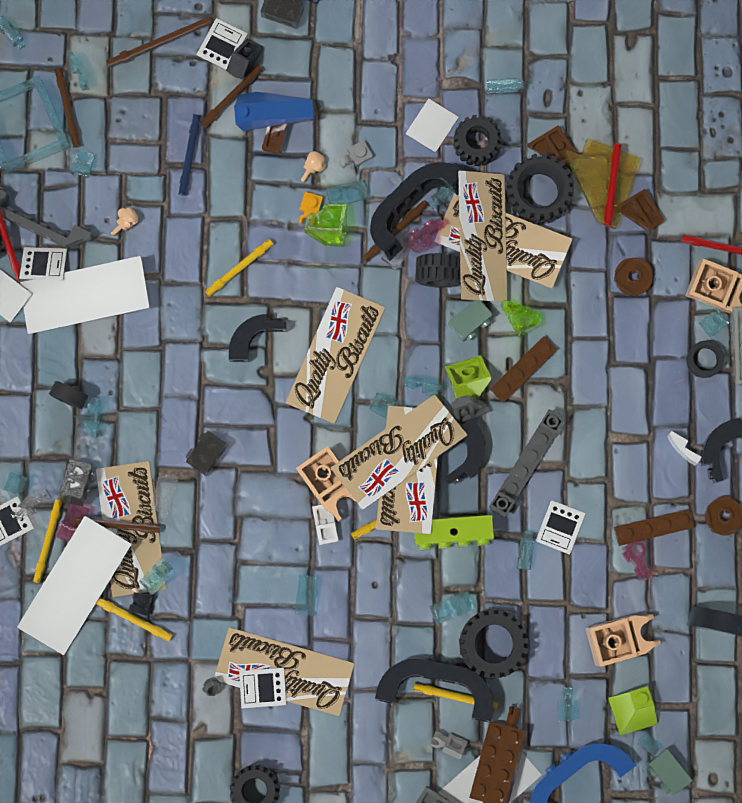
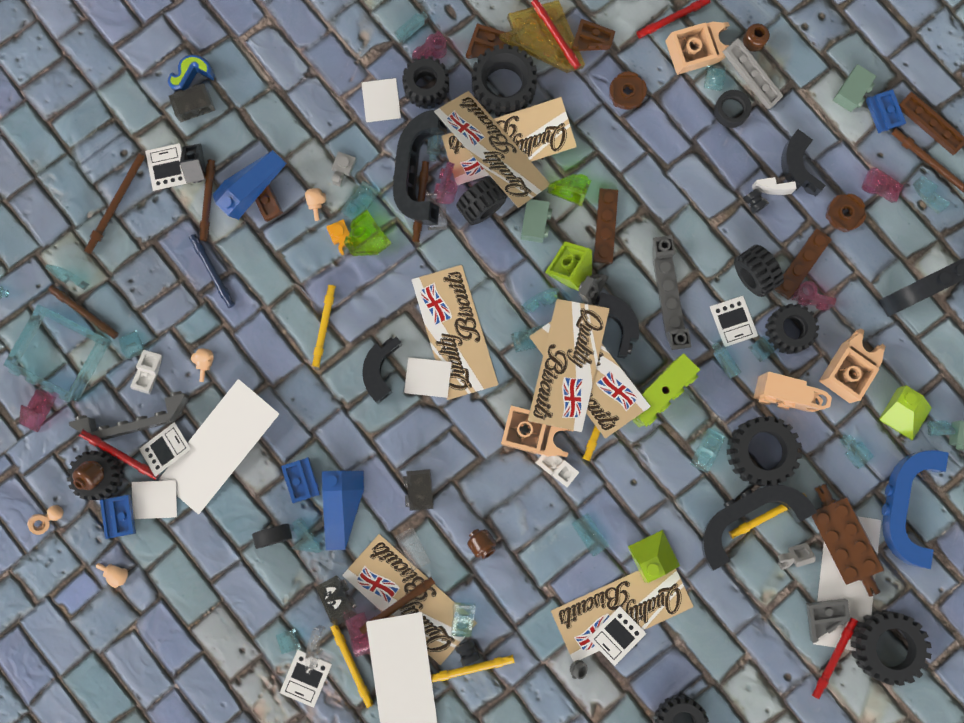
camera: 45 degrees left, 0 degrees up
(77, 193) = (147, 372): none -> white slope
(124, 371) = (300, 480): none -> blue plate
(140, 412) = (341, 500): none -> blue wedge
(219, 532) = (481, 543): none -> reddish brown head
(285, 373) = (427, 377): none -> white sticker
(341, 652) = (653, 556): none -> lime slope
(502, 115) = (428, 49): none -> clear pink plate
(551, 616) = (789, 393): none -> light nougat brick
(563, 566) = (761, 349): none -> clear light blue slope
(609, 502) = (758, 270): none -> black tyre
(610, 558) = (805, 322): none -> black tyre
(659, 447) = (756, 201): none -> black wheel

